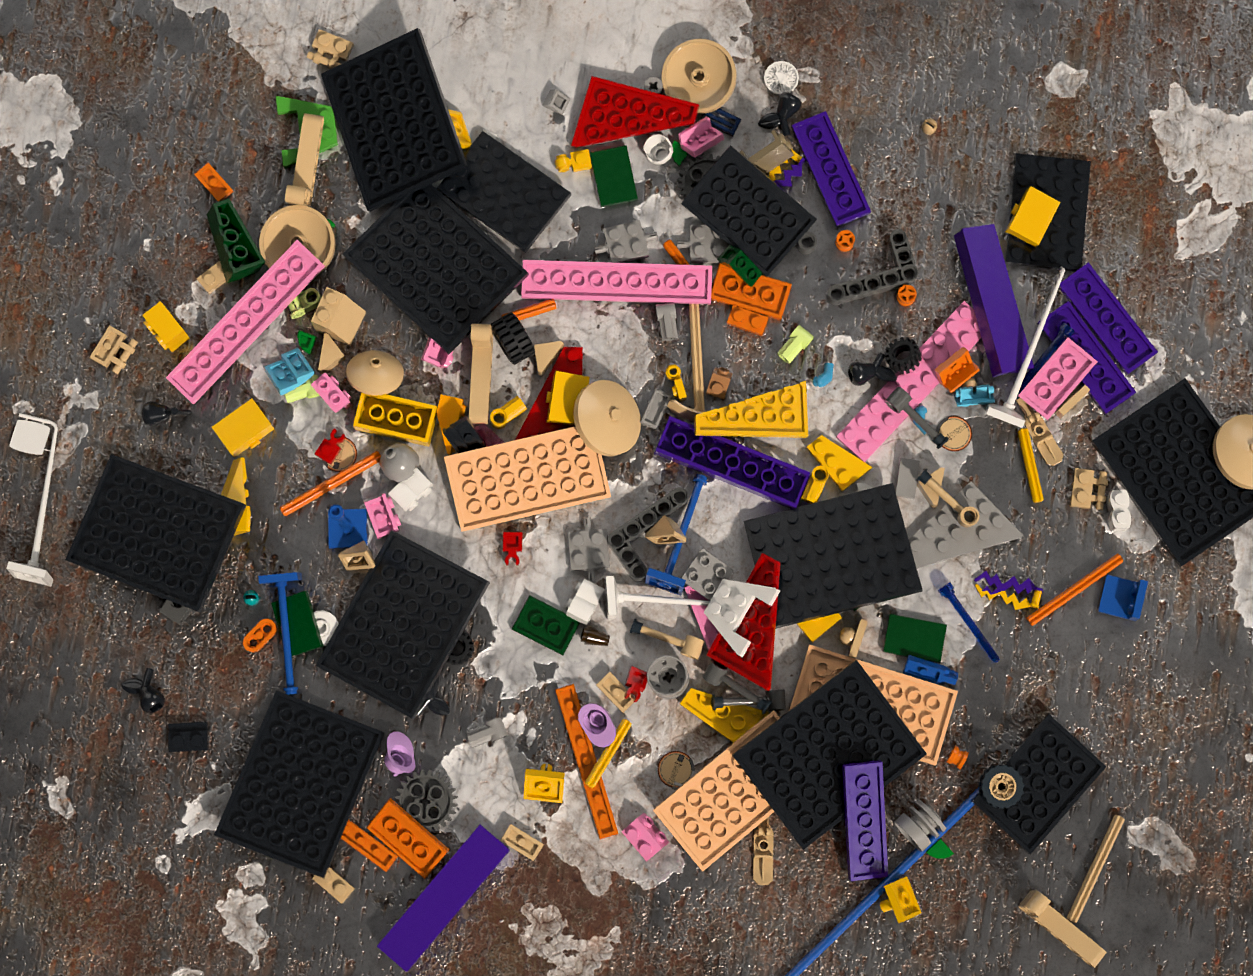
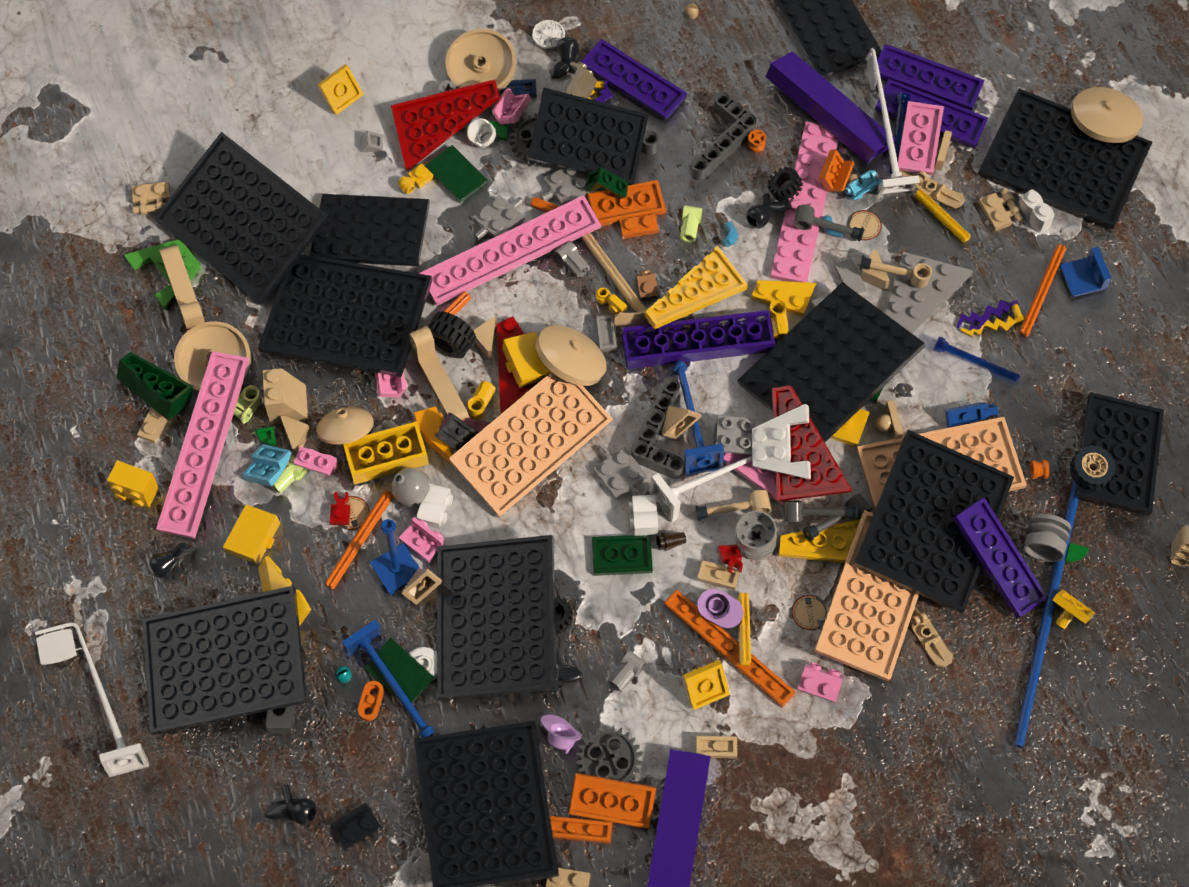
camera: 30 degrees left, 15 degrees down
(109, 346) = (87, 531): tan plate -> none
(213, 182) = (107, 349): orange plate -> none
(512, 544) = (552, 503): red plate -> none
(555, 34) = (340, 89): none -> yellow tile
(845, 236) = (677, 122): orange wheel -> none
(914, 638) = (936, 395): dark green tile -> none
(1032, 216) = (818, 30): yellow container -> none

